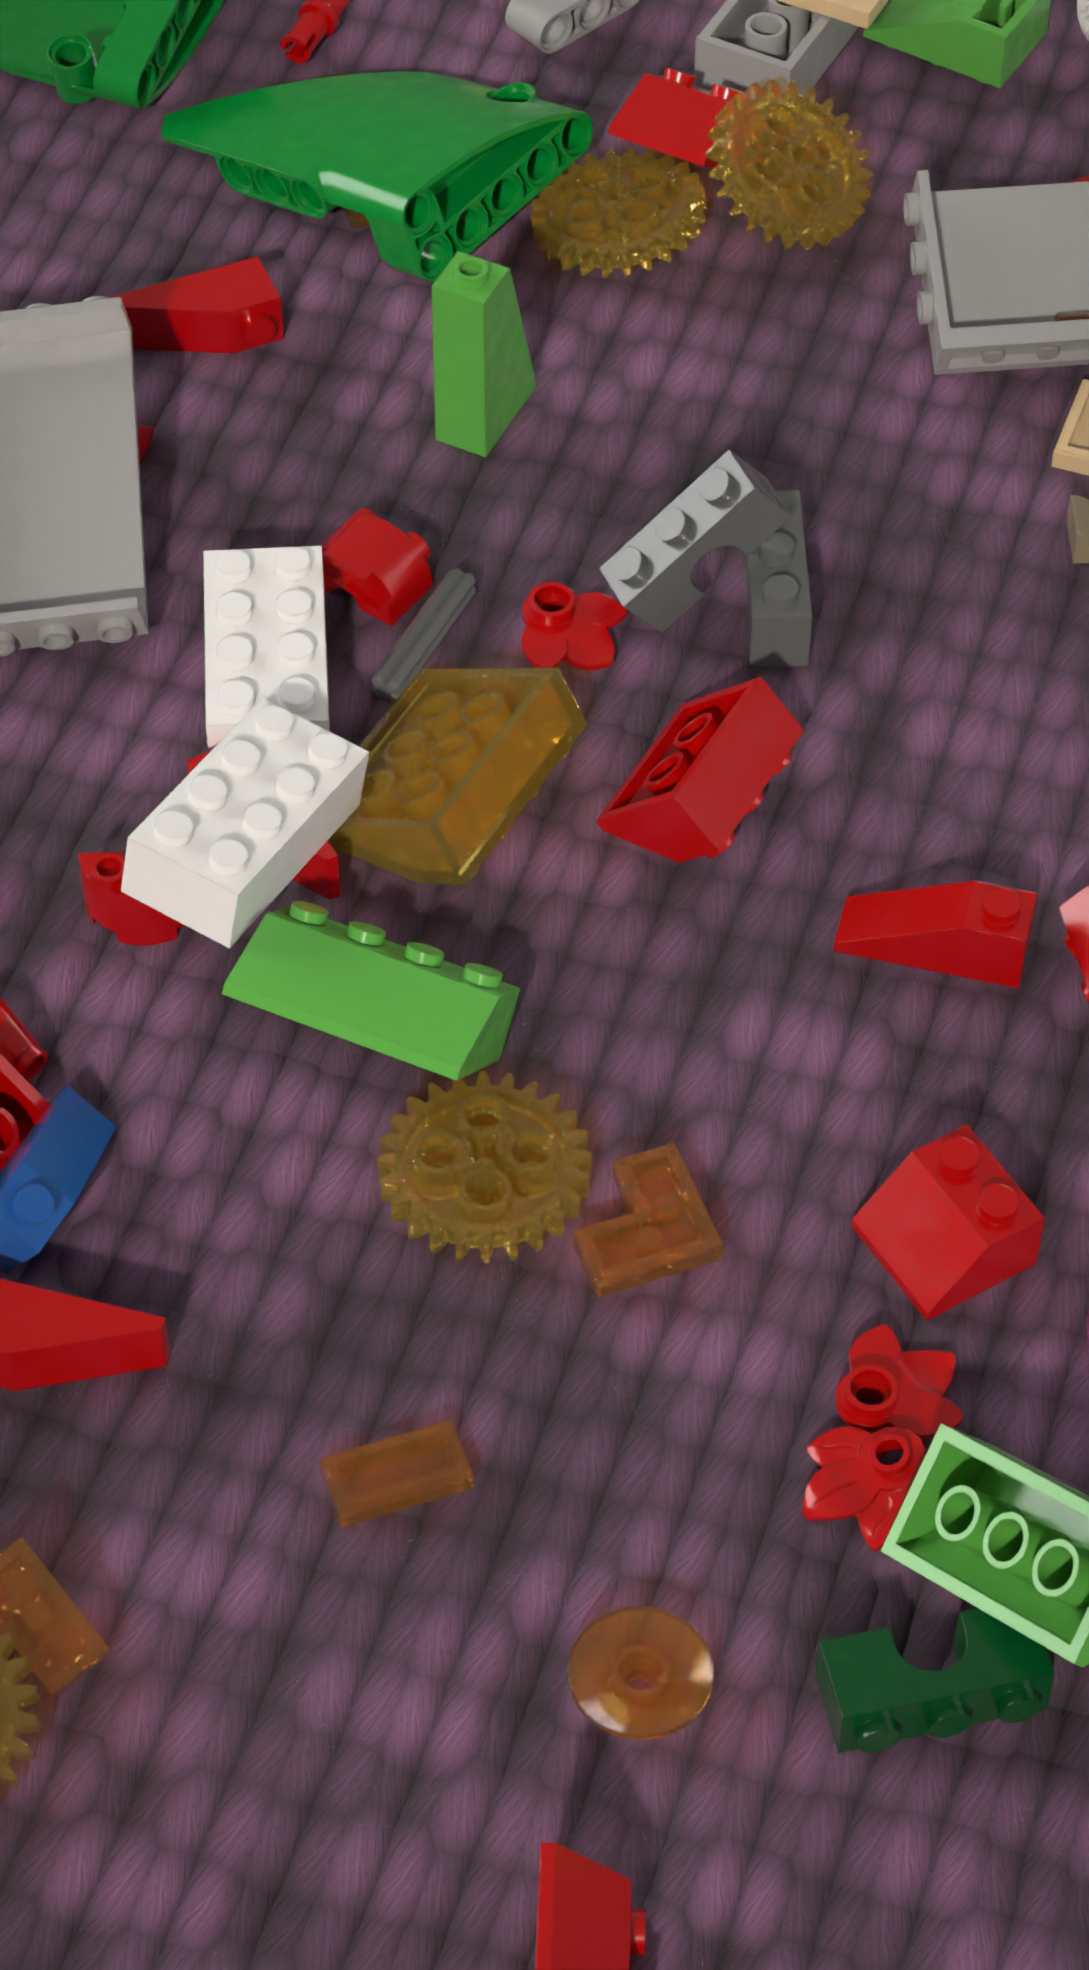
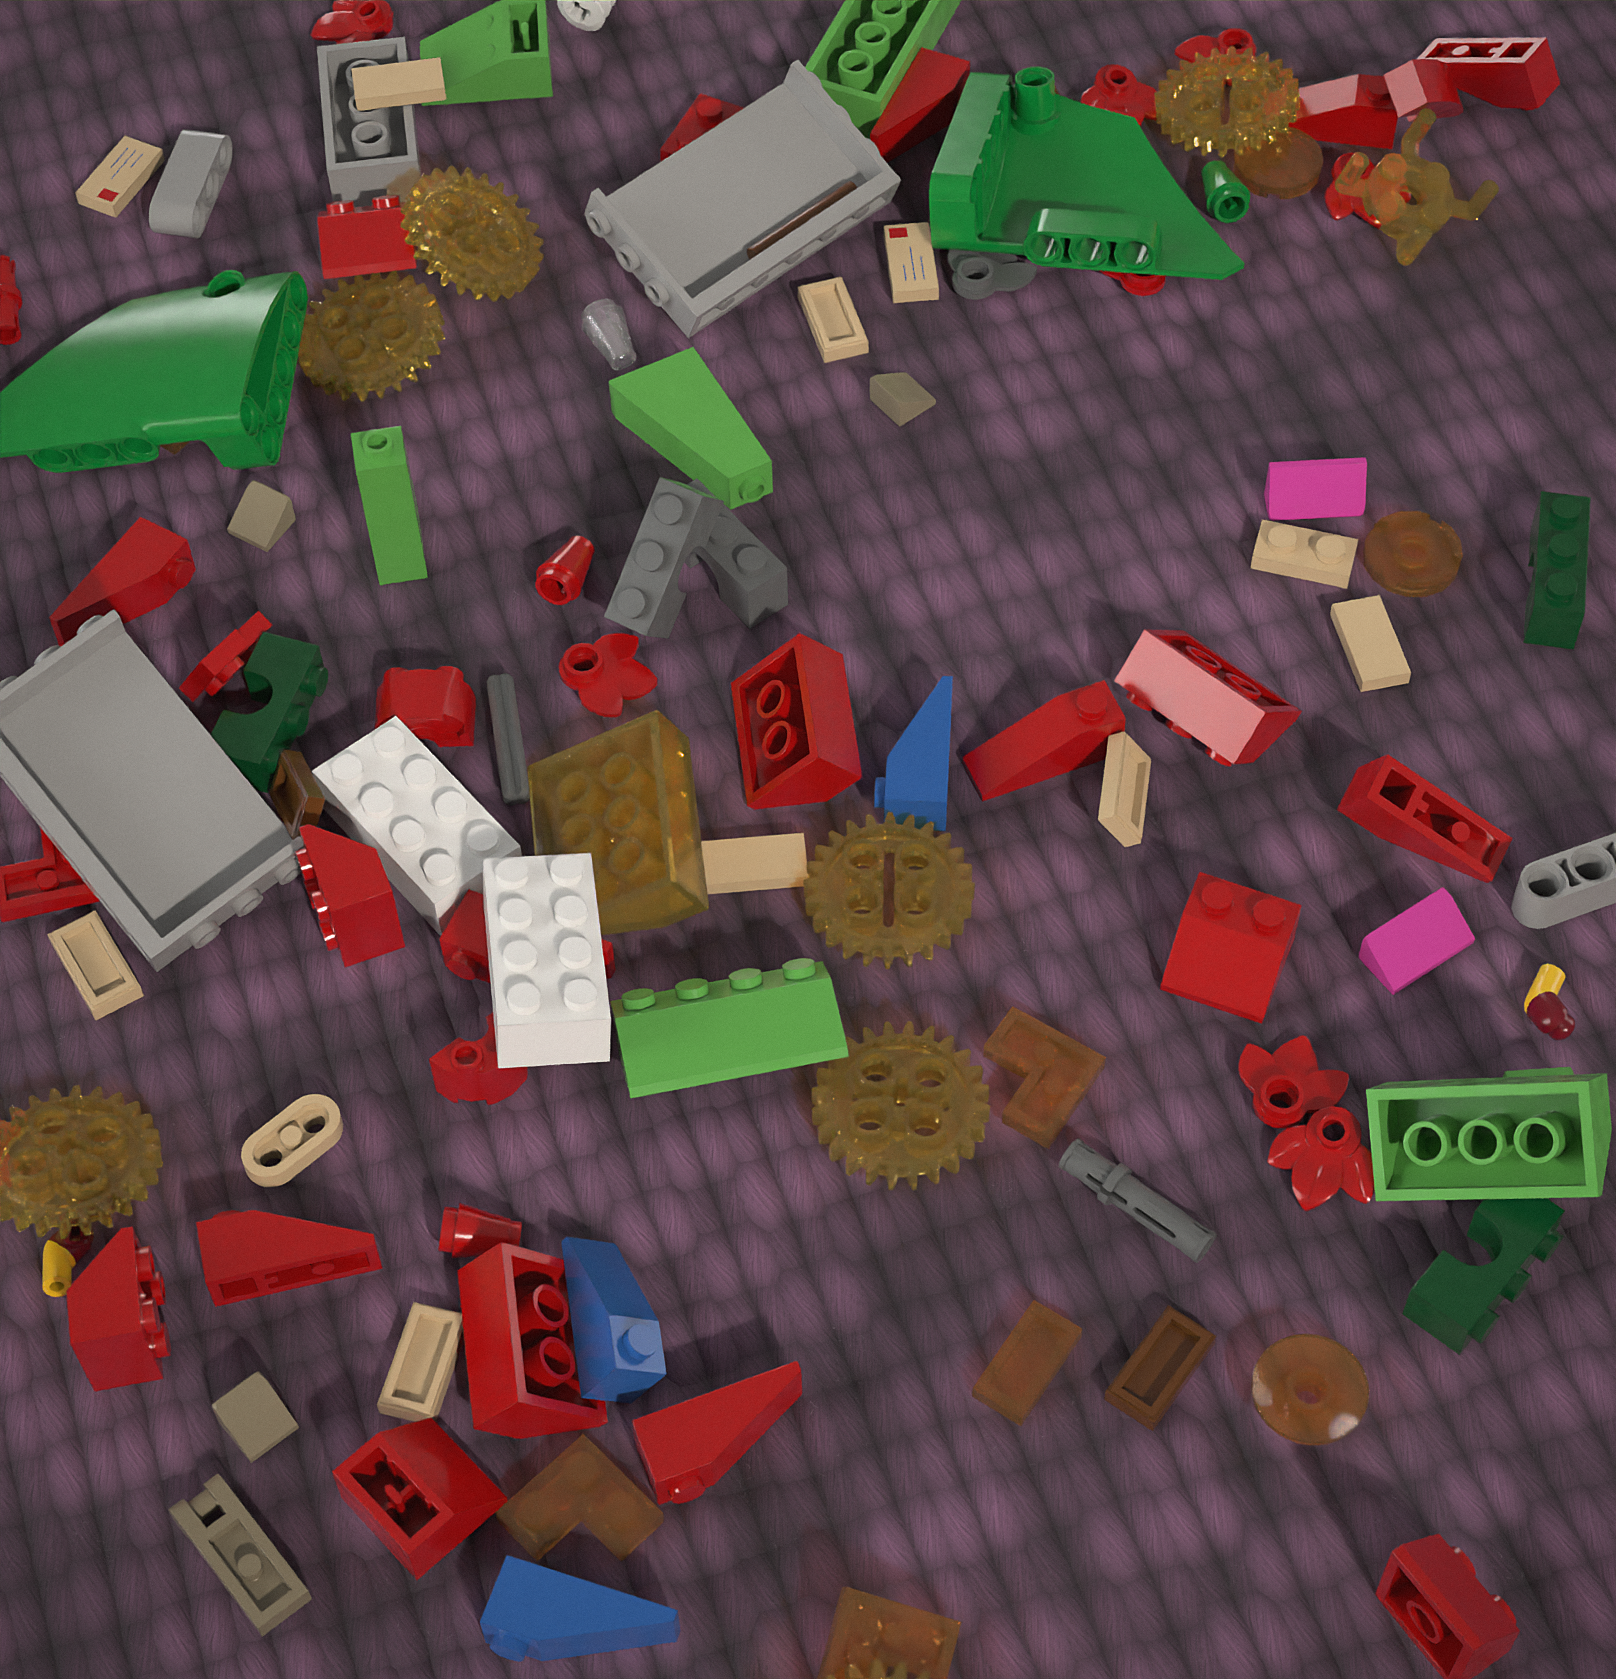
camera: 35 degrees left, 5 degrees up
(139, 680) = (349, 895): none -> red slope
(175, 568) = (296, 793): none -> reddish brown tile
(192, 511) = (287, 679): none -> dark green arch
(216, 415) = (225, 659): none -> red plate
(378, 321) = (262, 516): none -> dark tan slope
(520, 1562) = (1160, 1367): none -> reddish brown tile
(552, 874) = (755, 863): none -> tan tile
(610, 515) = (565, 571): none -> red cone
(629, 1371) = (1146, 1206): none -> dark grey pin
(654, 970) = (938, 890): none -> clear yellow gear
(795, 874) = (920, 764): none -> blue slope
(852, 323) = (608, 330): none -> clear cone
(854, 448) = (694, 426): none -> bright green slope
(978, 1015) = (1124, 789): none -> tan tile

